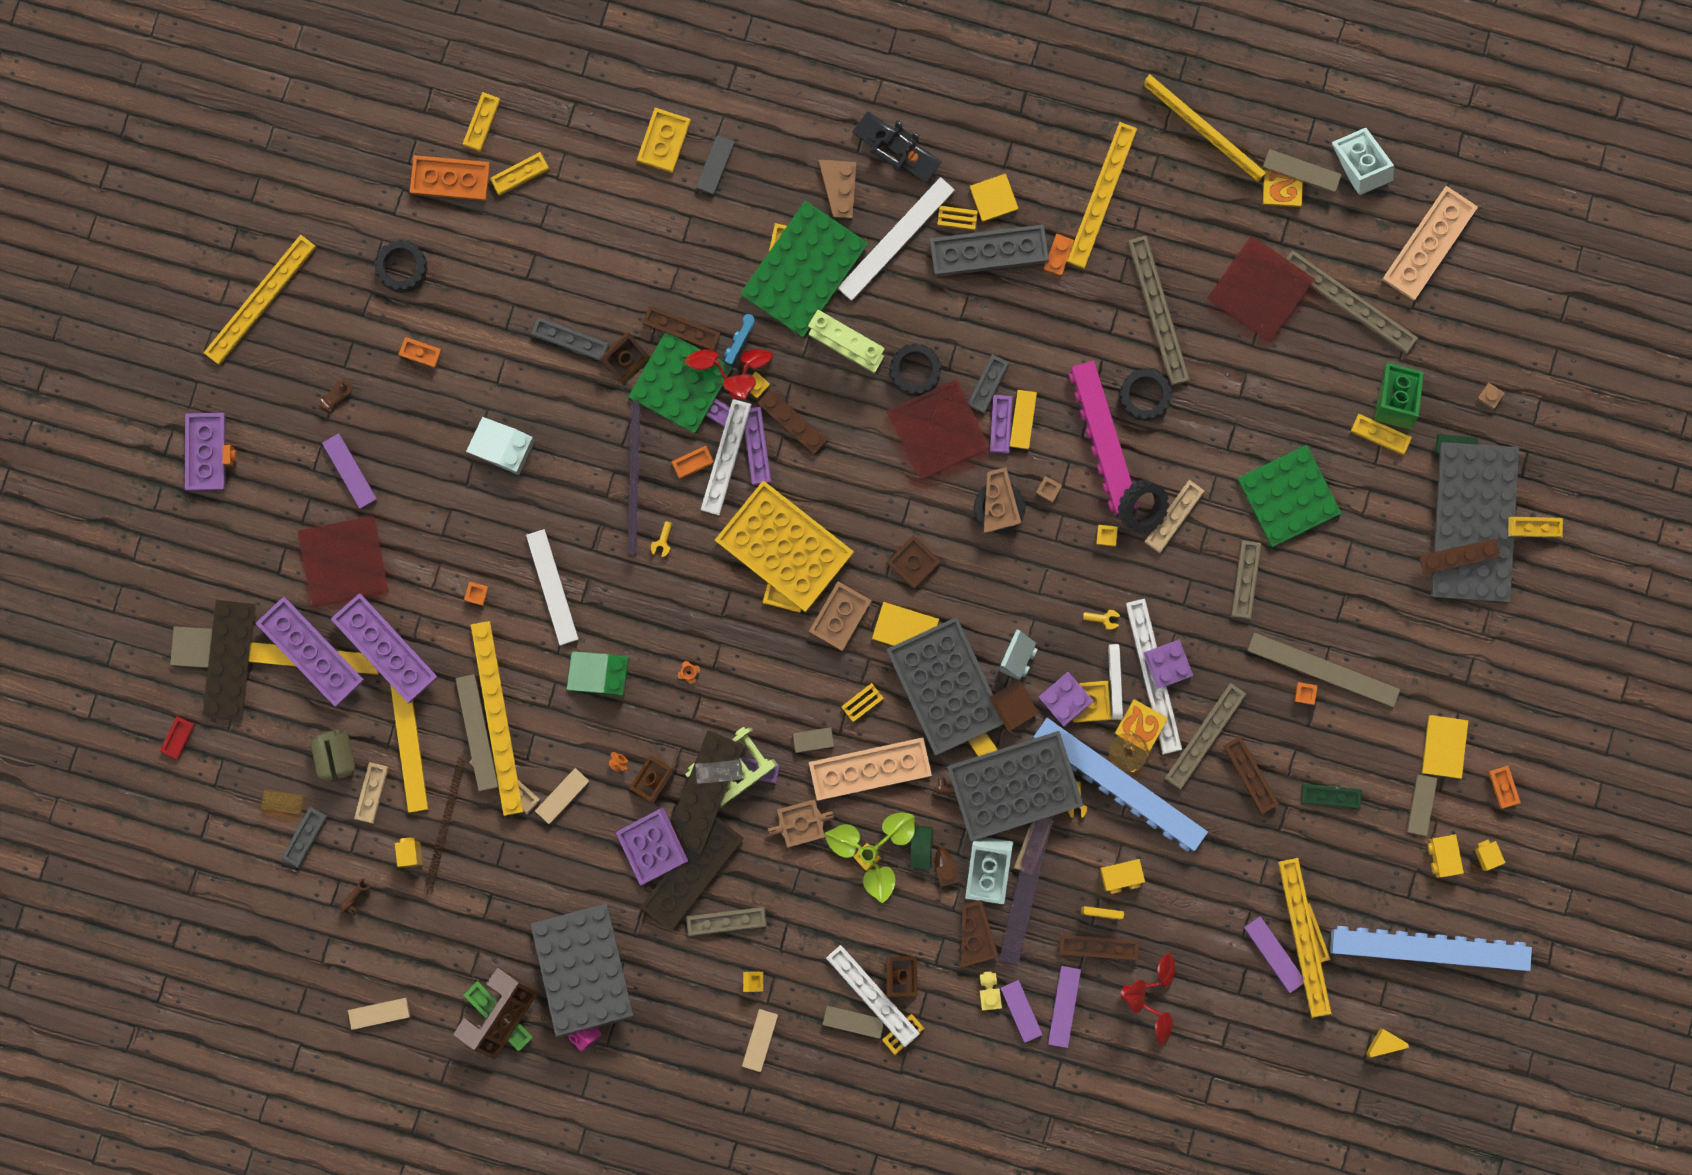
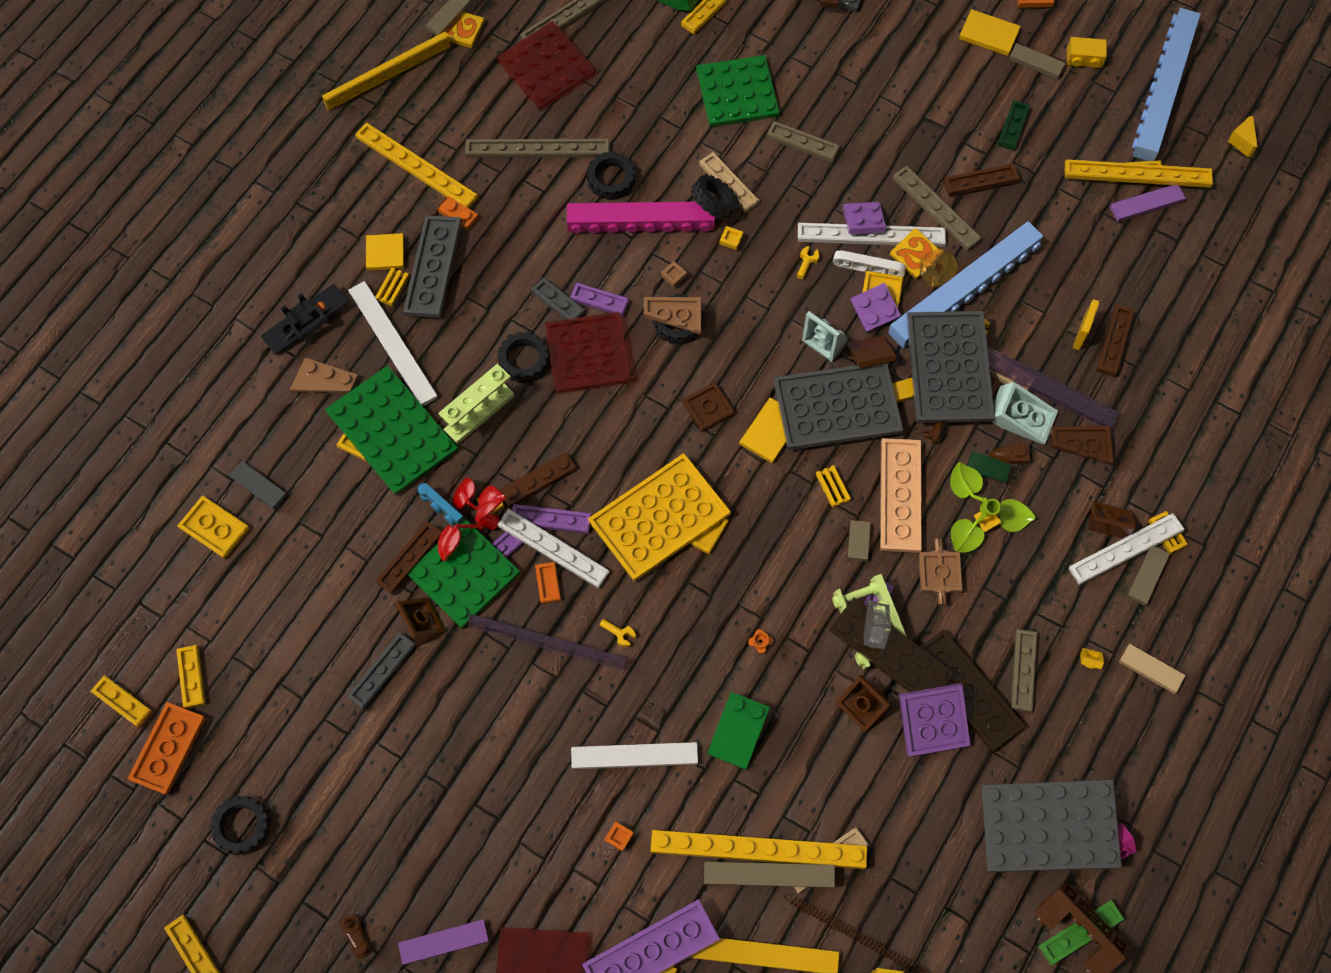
camera: 75 degrees left, 15 degrees down
(420, 352) = (340, 829): orange plate -> none
(501, 445) = (468, 769): light aqua slope -> none
(562, 796) = (857, 803): tan tile -> none
(618, 762) = (836, 734): orange plate -> none
(840, 616) = (743, 484): medium nougat plate -> none
(990, 997) = (1144, 444): light yellow plate -> none
(1021, 1011) = (1163, 422): medium lavender tile -> none
(1023, 419) = (600, 279): yellow tile -> none
(1064, 1006) = (1165, 384): medium lavender tile -> none
(1122, 875) = (1052, 303): yellow brick -> none
(1136, 993) = (1167, 319): red plant -> none
(1305, 693) = (918, 120): orange plate -> none
(1323, 670) = (898, 104): dark tan tile -> none
(1489, 855) = (1092, 21): yellow brick -> none

